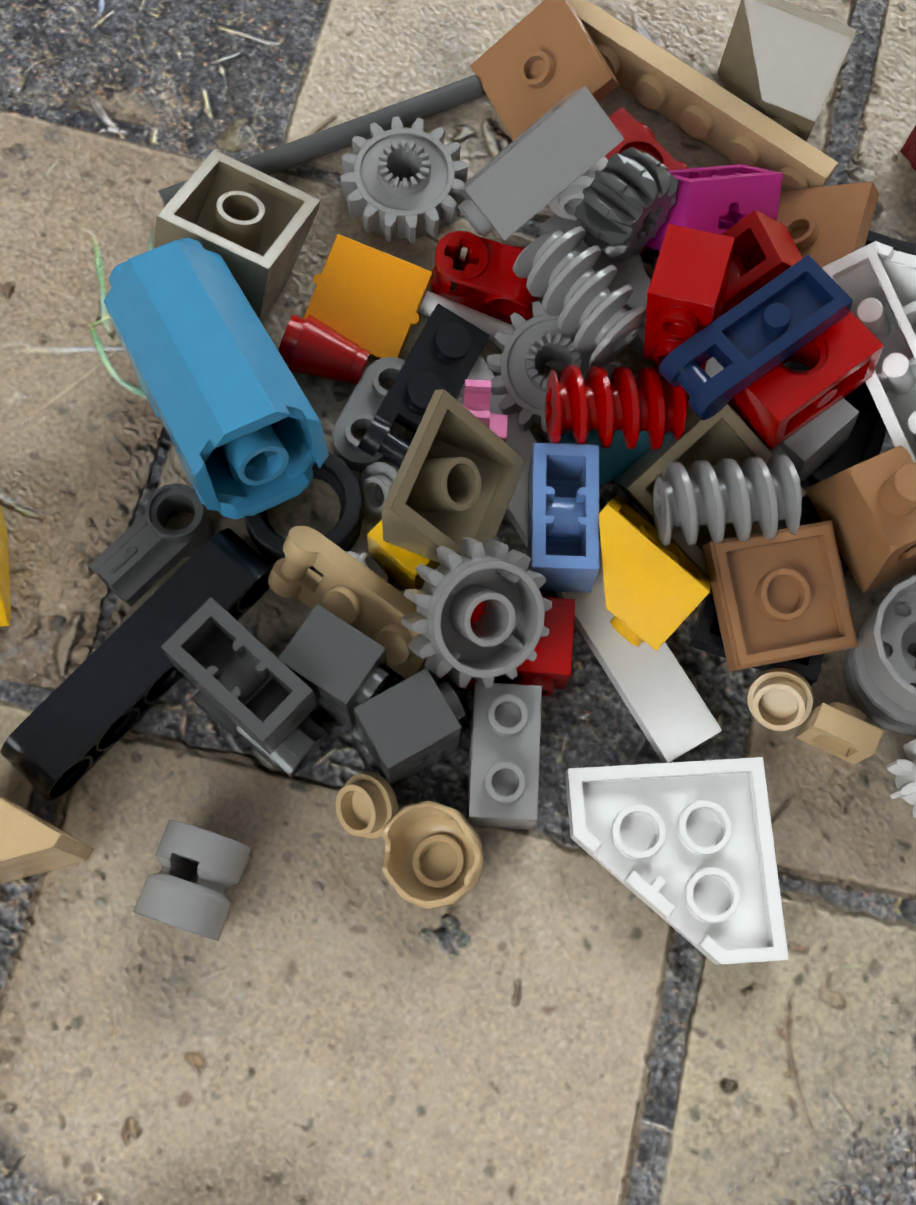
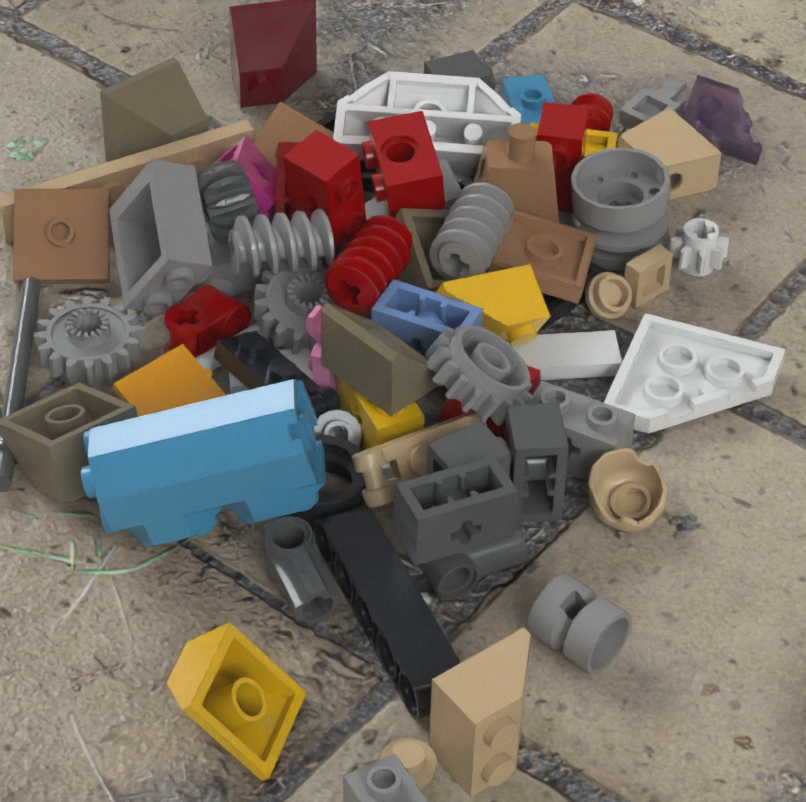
camera: 60 degrees left, 30 degrees down
(366, 805) = (571, 520): tan plate -> none
(756, 335) = (382, 157): dark blue plate -> none

